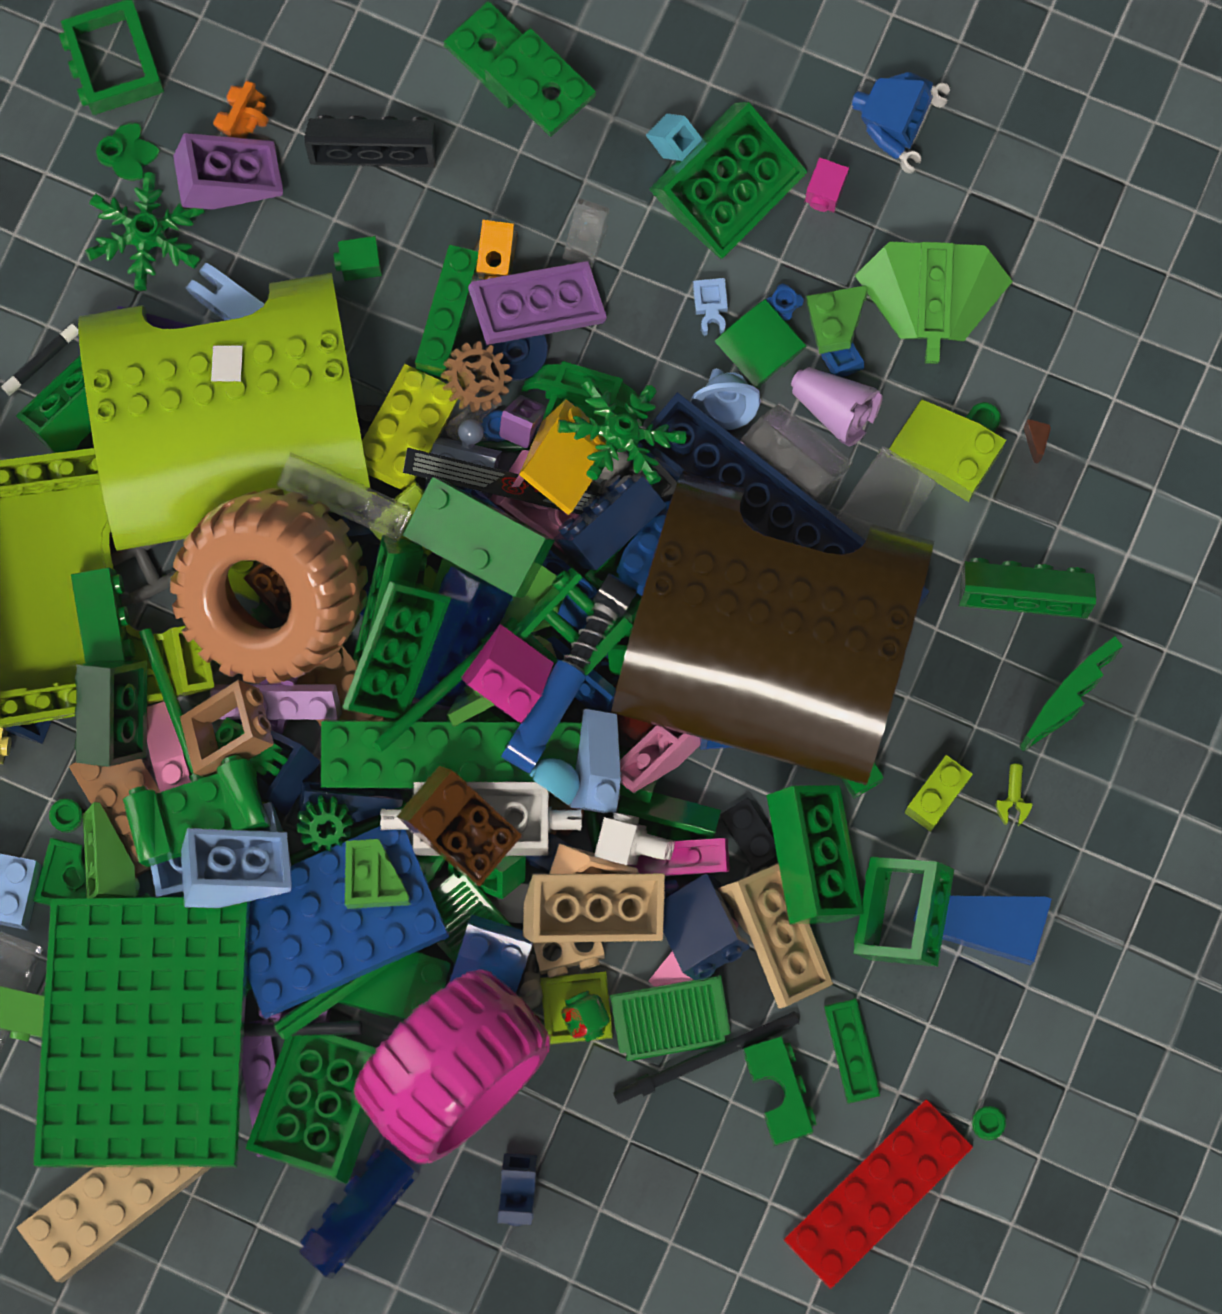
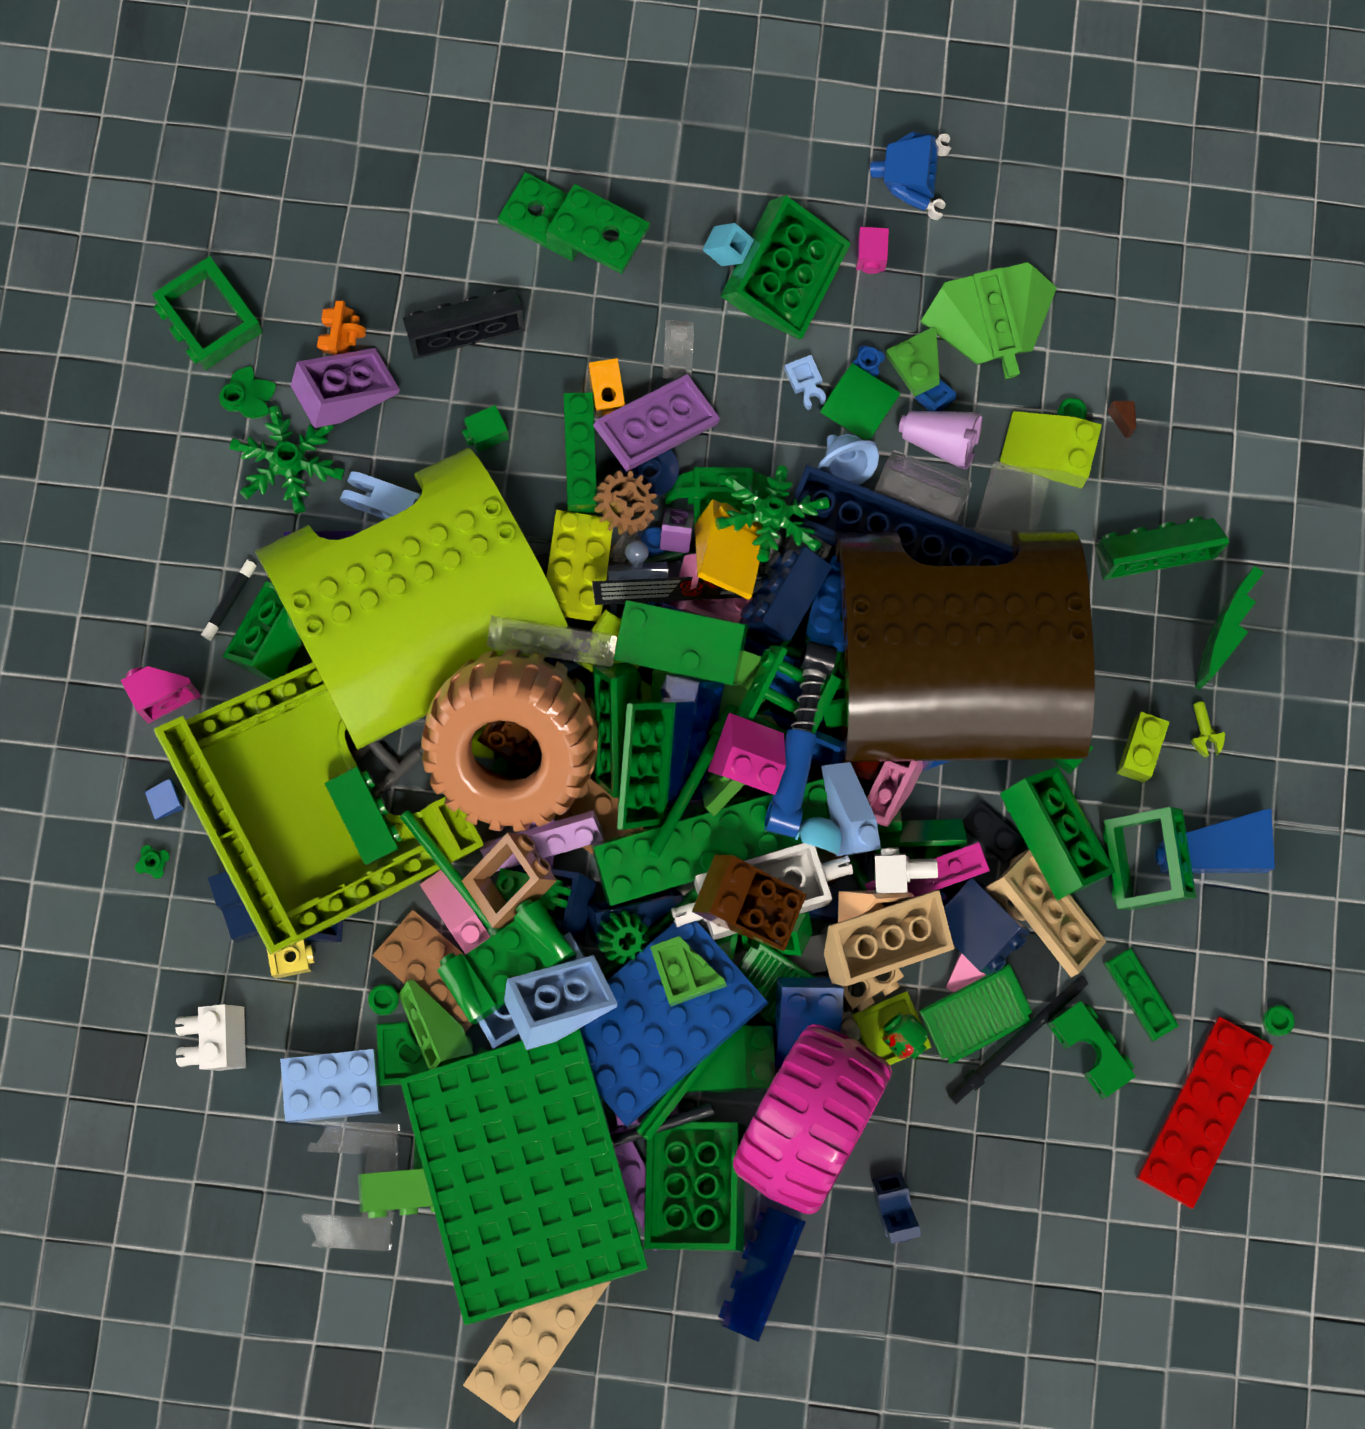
camera: 25 degrees left, 0 degrees up
(111, 712) = (399, 895): dark green slope -> none
(226, 363) = (409, 553): white sticker -> none

